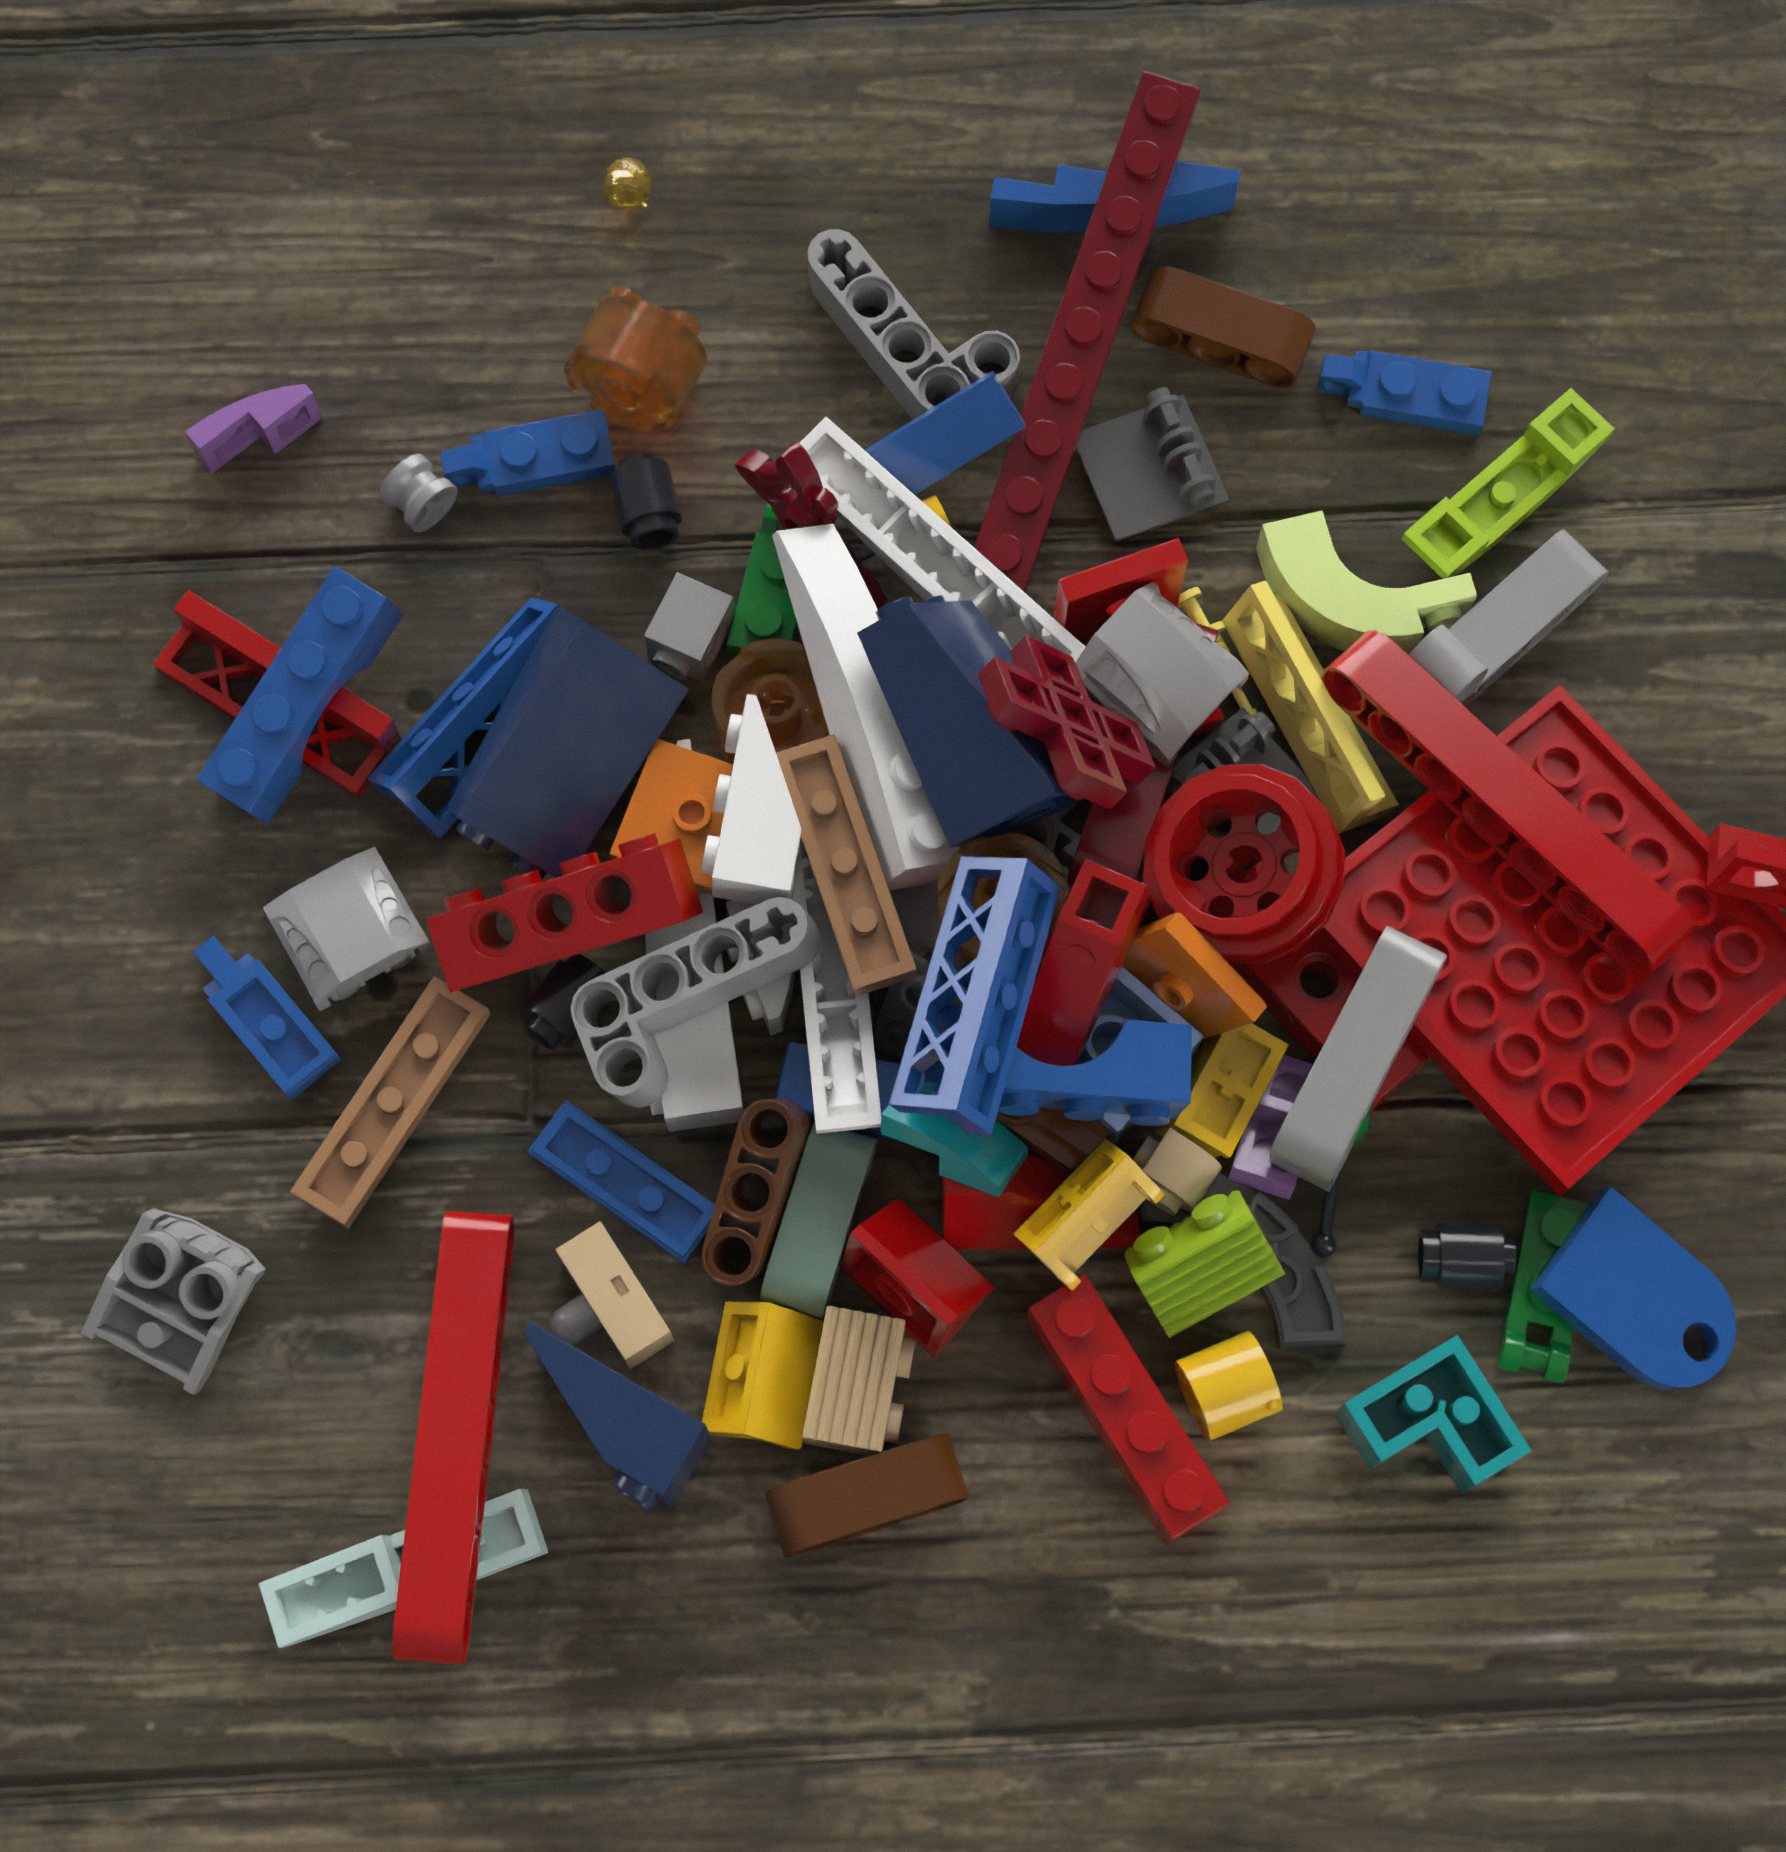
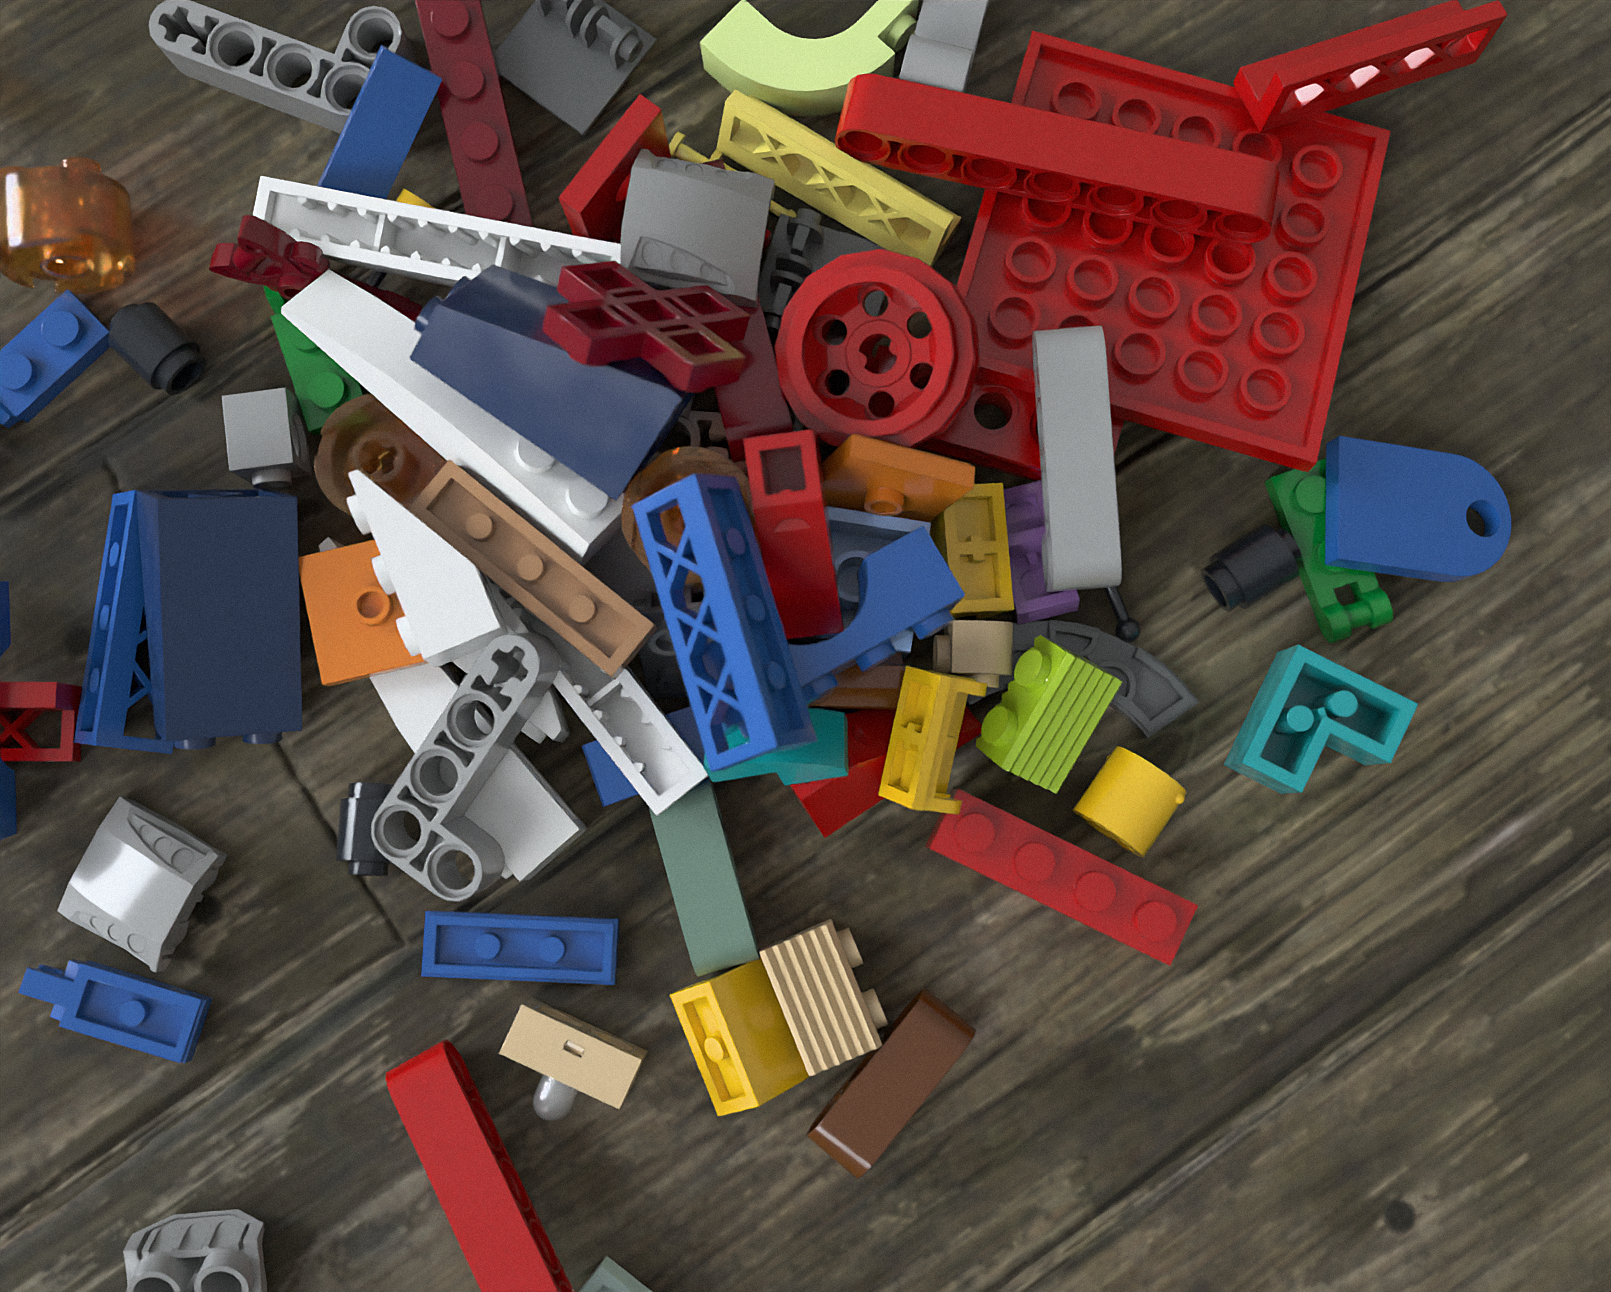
camera: 30 degrees left, 10 degrees up
(390, 1103) = (277, 1010): medium nougat plate -> none
(476, 953) = (264, 838): red brick -> none
(637, 1433) = (651, 1166): dark blue slope -> none
(732, 1212) = (631, 921): reddish brown beam -> none
(914, 1275) = (816, 874): red slope -> none

